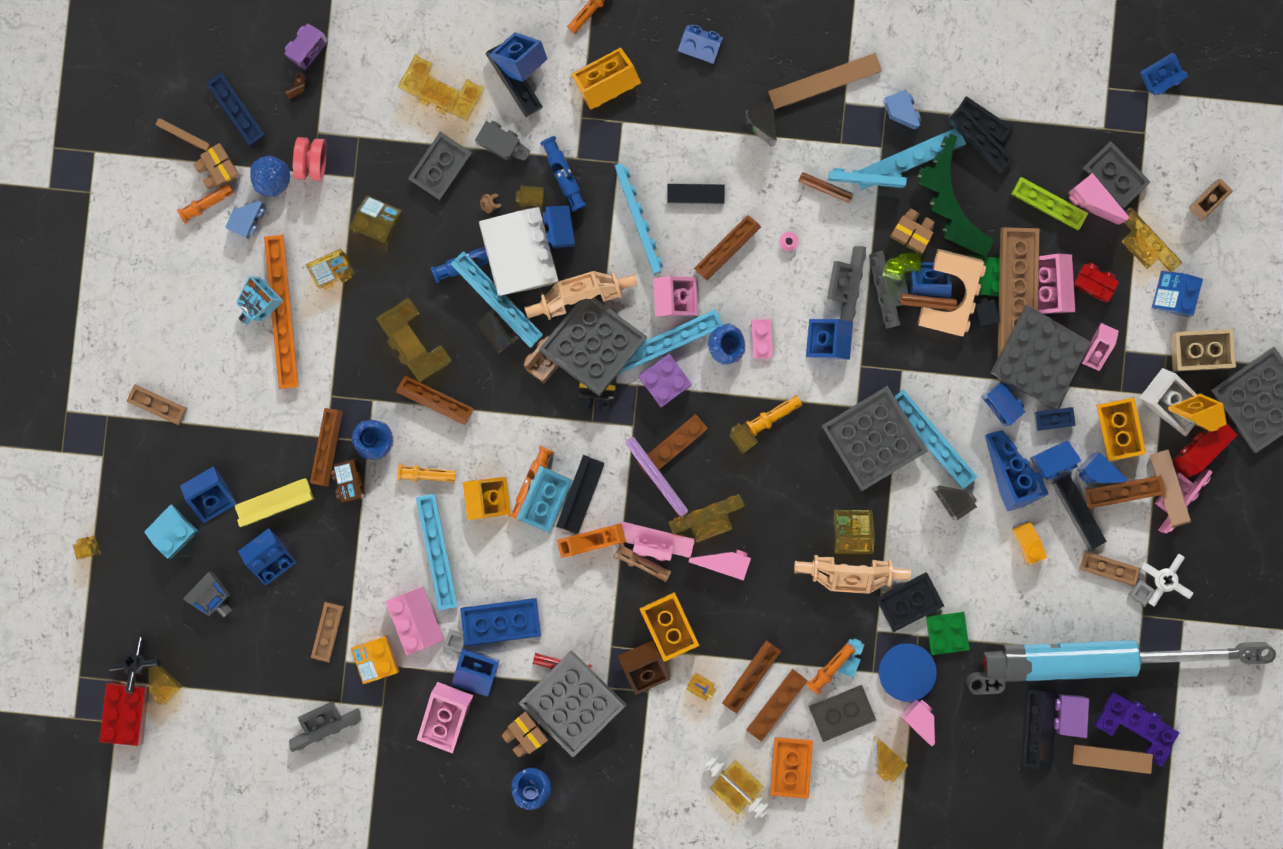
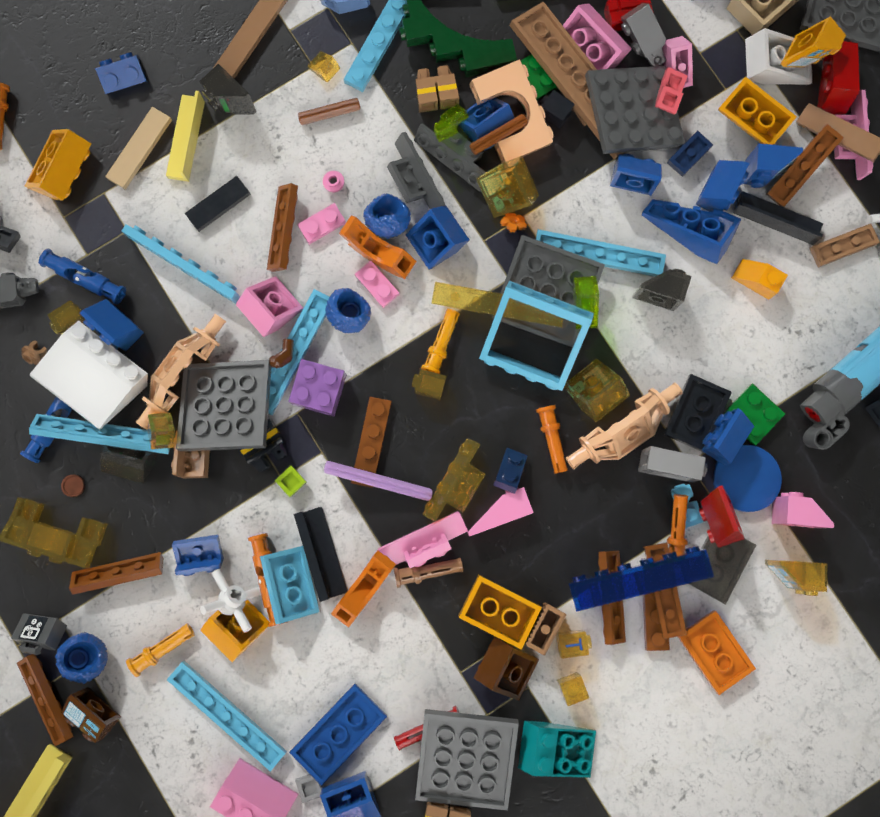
camera: 35 degrees left, 5 degrees down
(353, 399) = (39, 633): none -> dark grey piece
(448, 316) = (73, 485): none -> copper piece
(497, 431) = (197, 555): none -> blue bracket
(499, 479) = (231, 600): none -> white bar
(538, 328) = (161, 431): none -> clear yellow brick
(597, 430) = (290, 481): none -> lime plate
(635, 745) = (556, 750): none -> teal slope
(659, 342) = (284, 356): none -> reddish brown arm
(671, 109) = (138, 148): none -> tan tile
(677, 715) = (572, 689): none -> clear yellow brick
(690, 661) = (545, 628): none -> medium nougat brick
(709, 127) = (185, 137): none -> light yellow panel
(736, 787) = (681, 712): clear yellow plate -> none
(751, 540) = (510, 470): none -> dark blue plate
(757, 265) = (321, 223): none -> bright pink plate
(778, 679) = (640, 579): none -> clear blue brick
(781, 317) = (370, 246): none -> orange arch
(789, 699) = (667, 600): none -> dark orange plate
(801, 532) = (550, 428): none -> orange pin
(805, 298) = (387, 216): none -> blue hair
(833, 421) = (488, 303): none -> clear yellow tile
(848, 150) = (324, 66): none -> clear yellow slope
(862, 622) = (672, 464): none -> light grey window
(864, 452) = (548, 305): none -> medium azure window
(865, 683) = (721, 518): none -> red slope
(874, 178) = (362, 69): medium azure plate -> none
(891, 370) = (514, 222): none -> orange plant
(892, 467) = (587, 297): none -> clear neon green slope
(905, 344) = (508, 187): none -> clear yellow slope
(914, 633) = (728, 436): none -> blue slope
(1074, 365) = (670, 91): none -> coral slope
(1091, 309) = (645, 33): none -> hinge

